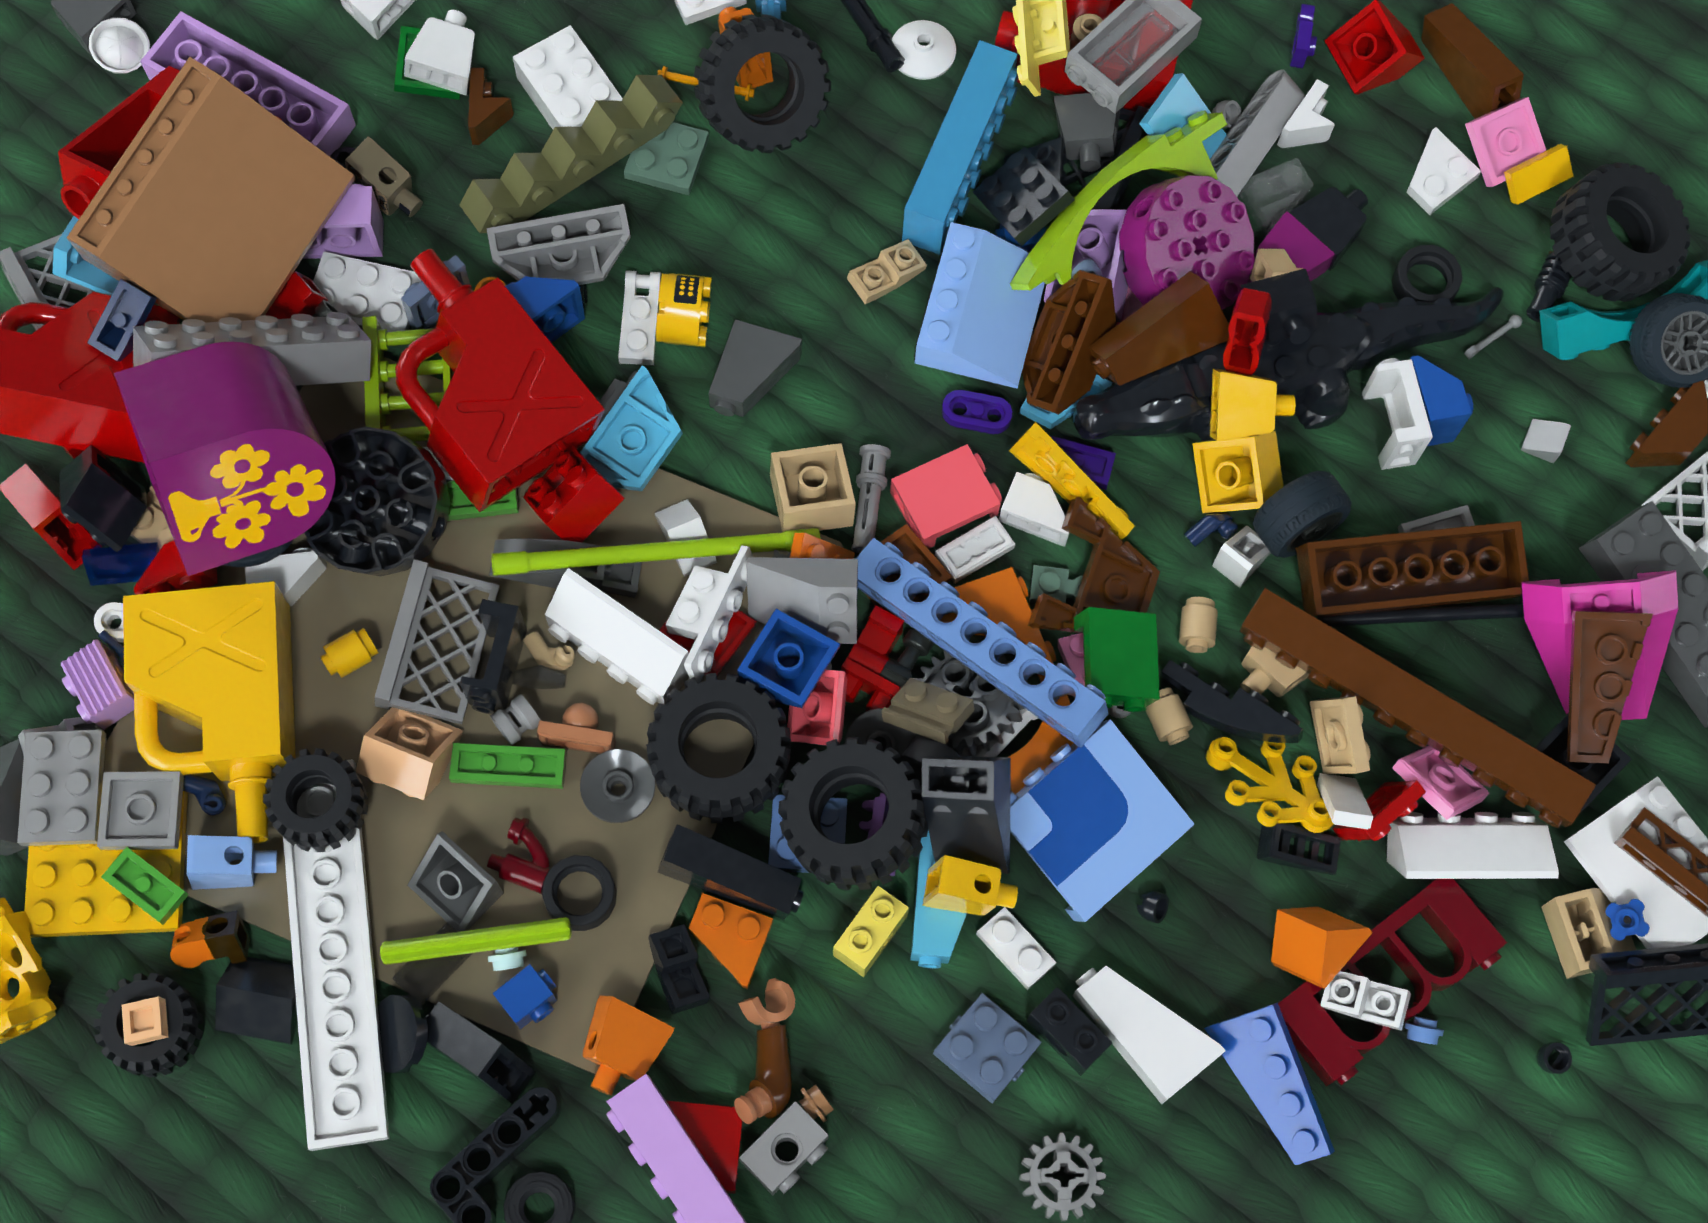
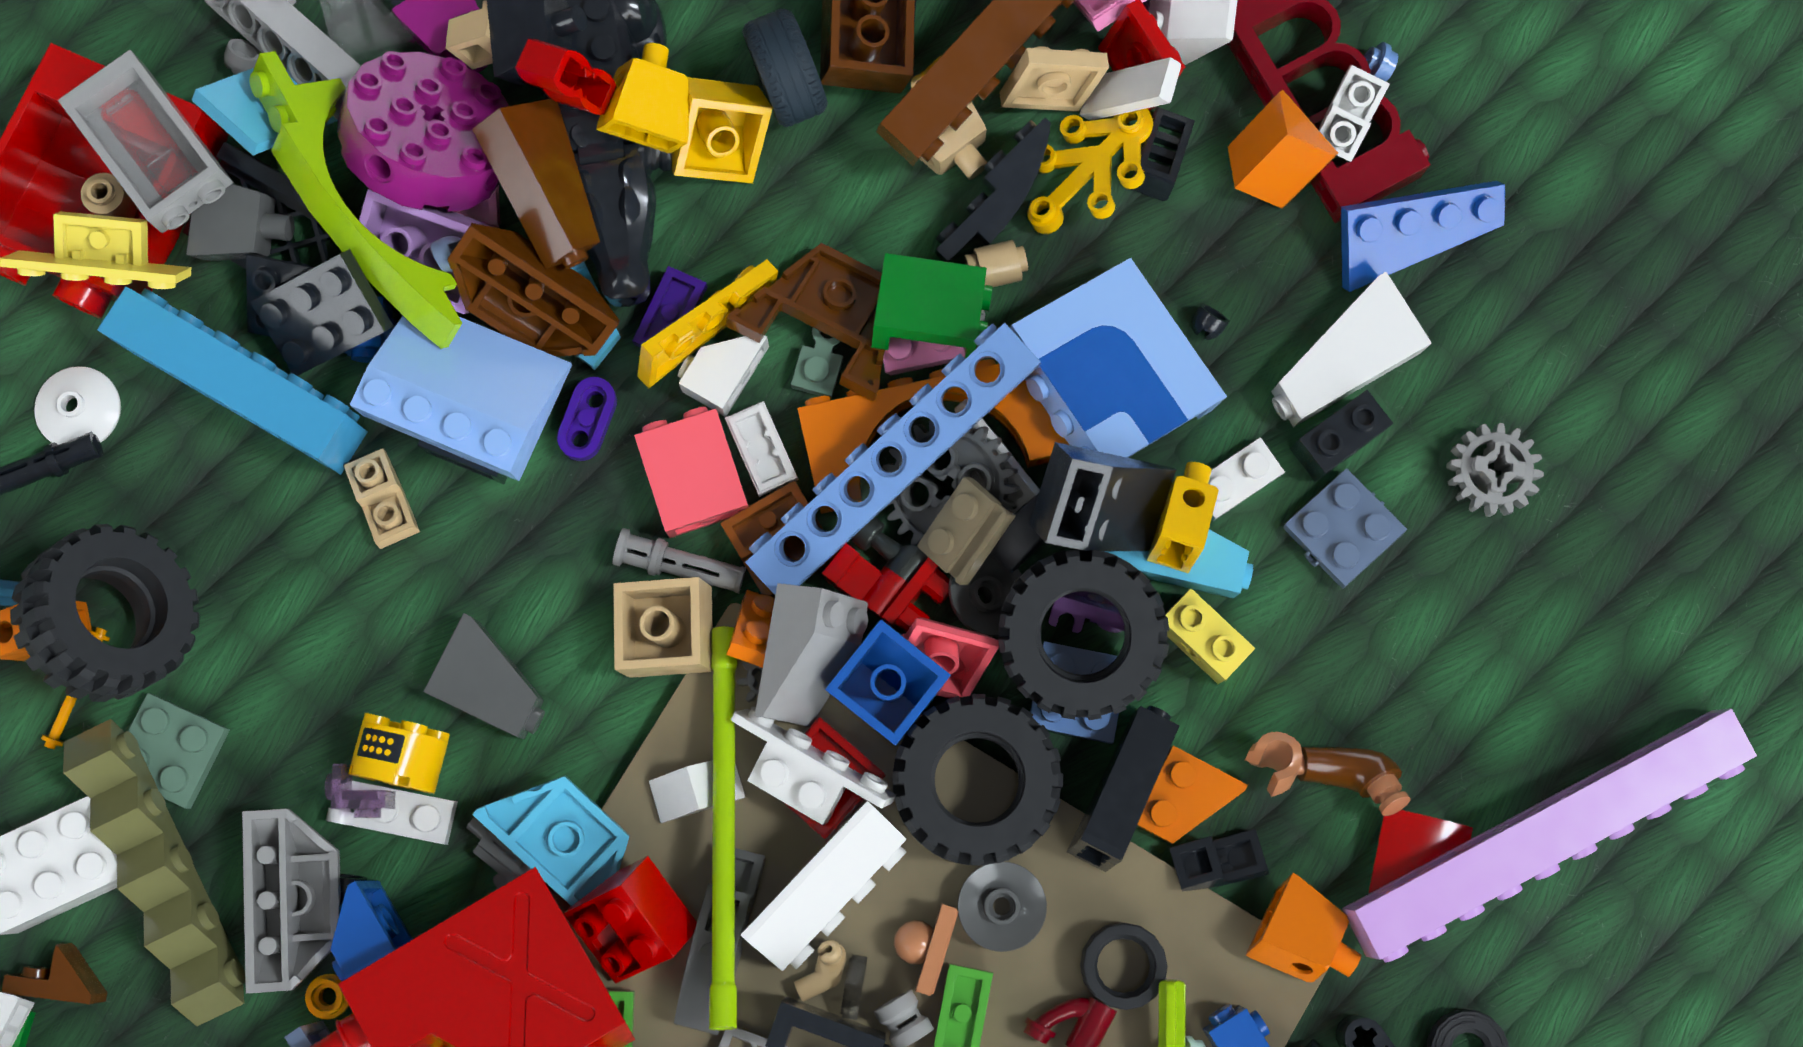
camera: 80 degrees left, 10 degrees up
(646, 273) = (363, 802): none -> clear purple bracket
(792, 1126) = (1412, 754): light grey brick -> none
(815, 1103) = (1388, 725): medium nougat plate -> none
(1198, 624) = (891, 211): tan brick -> none
(1211, 524) = (770, 177): dark blue arm -> none
(1241, 556) = (815, 147): white slope -> none

